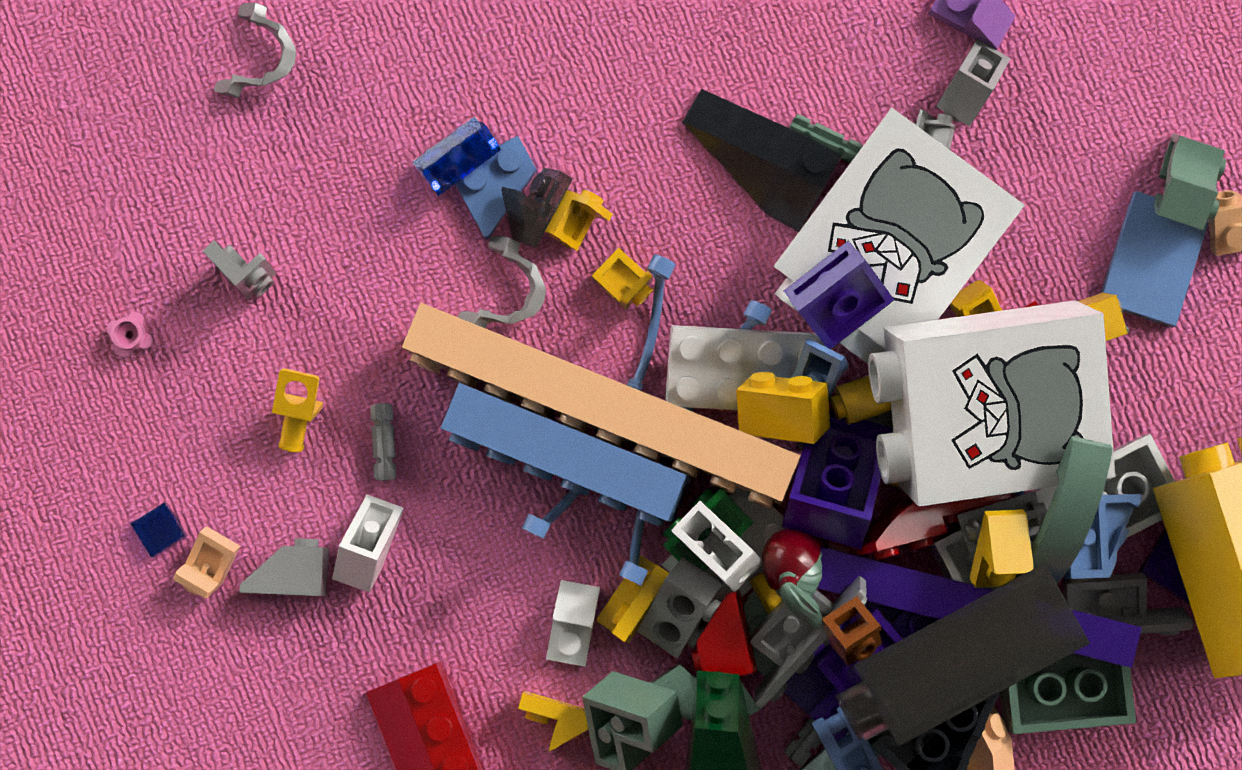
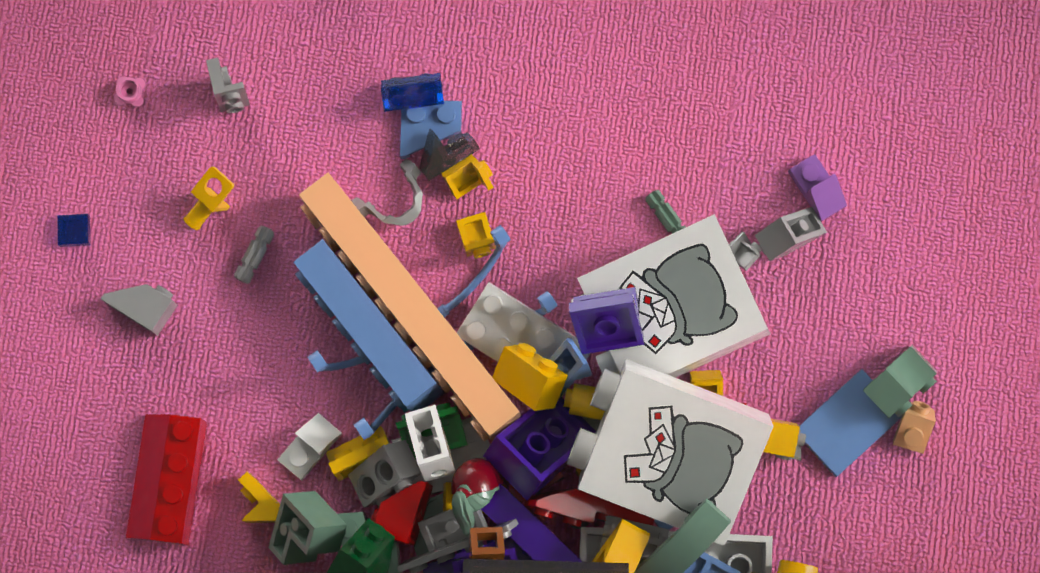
camera: 30 degrees right, 5 degrees down
(207, 563) = (91, 269): light nougat bracket -> none
(367, 543) = (203, 315): white slope -> none
(767, 159) = (617, 204): black wedge -> none

